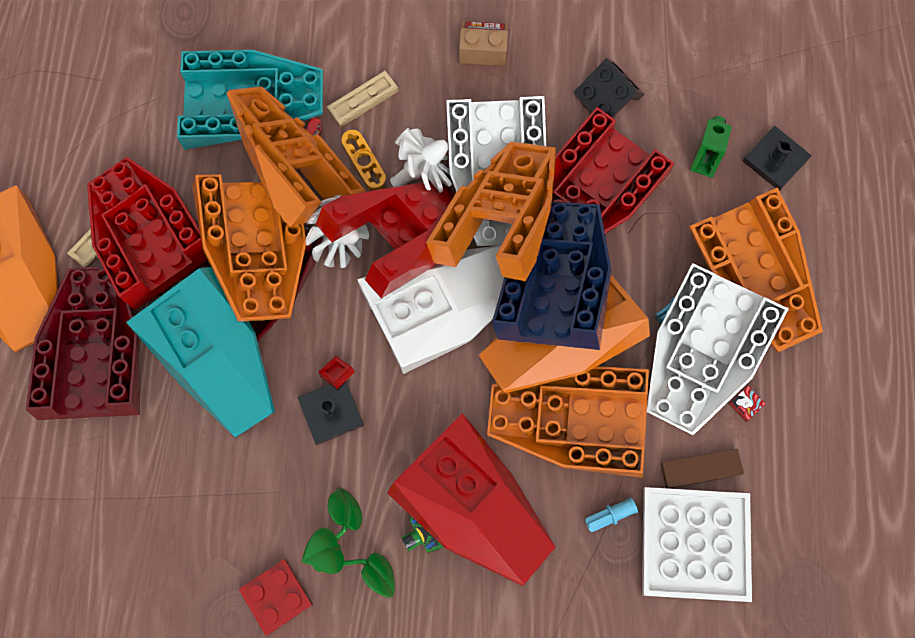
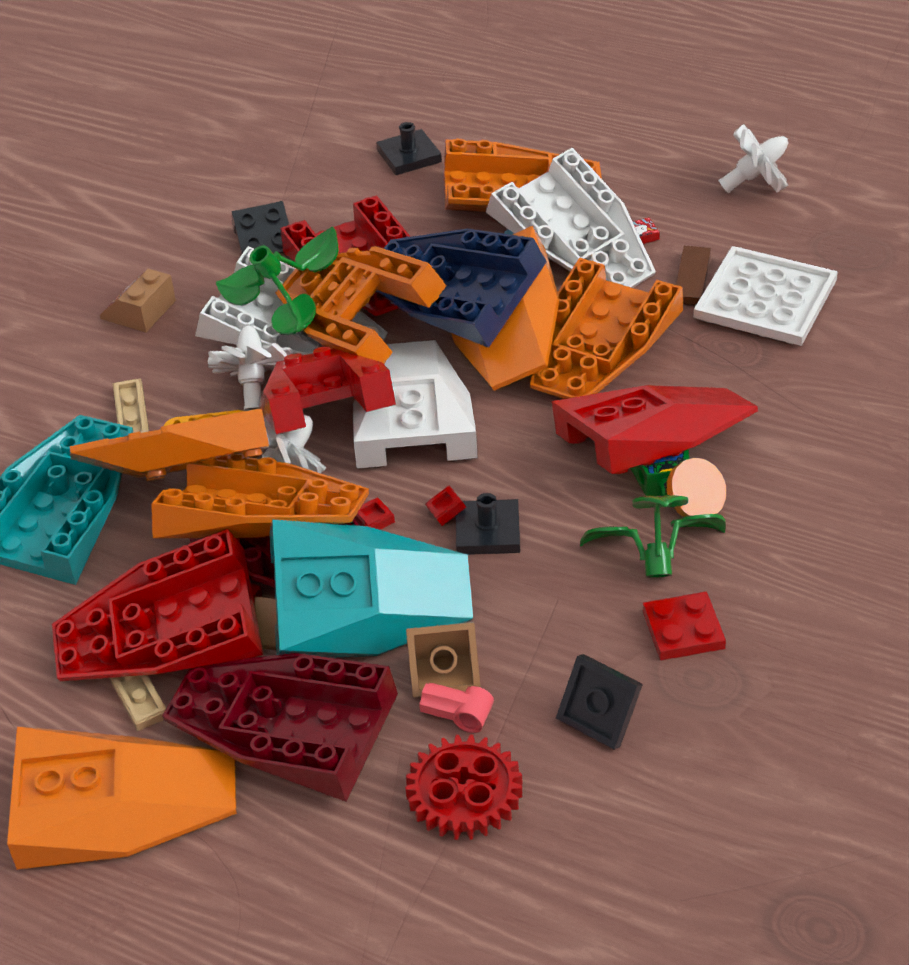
camera: 65 degrees left, 30 degrees down
(47, 499) = (462, 777): none -> red gear
(142, 467) = (466, 708): none -> coral piece
(164, 563) = (599, 701): none -> black tile
(176, 435) = (443, 656): none -> medium nougat slope
(314, 322) = (375, 515): none -> red tile
(412, 563) = (700, 483): none -> tile
(497, 121) = (298, 313): none -> green plant
(611, 515) = (710, 342): medium azure axle -> none
(714, 138) = (373, 175): green torso -> none
(880, 479) = (759, 160): none -> white piece

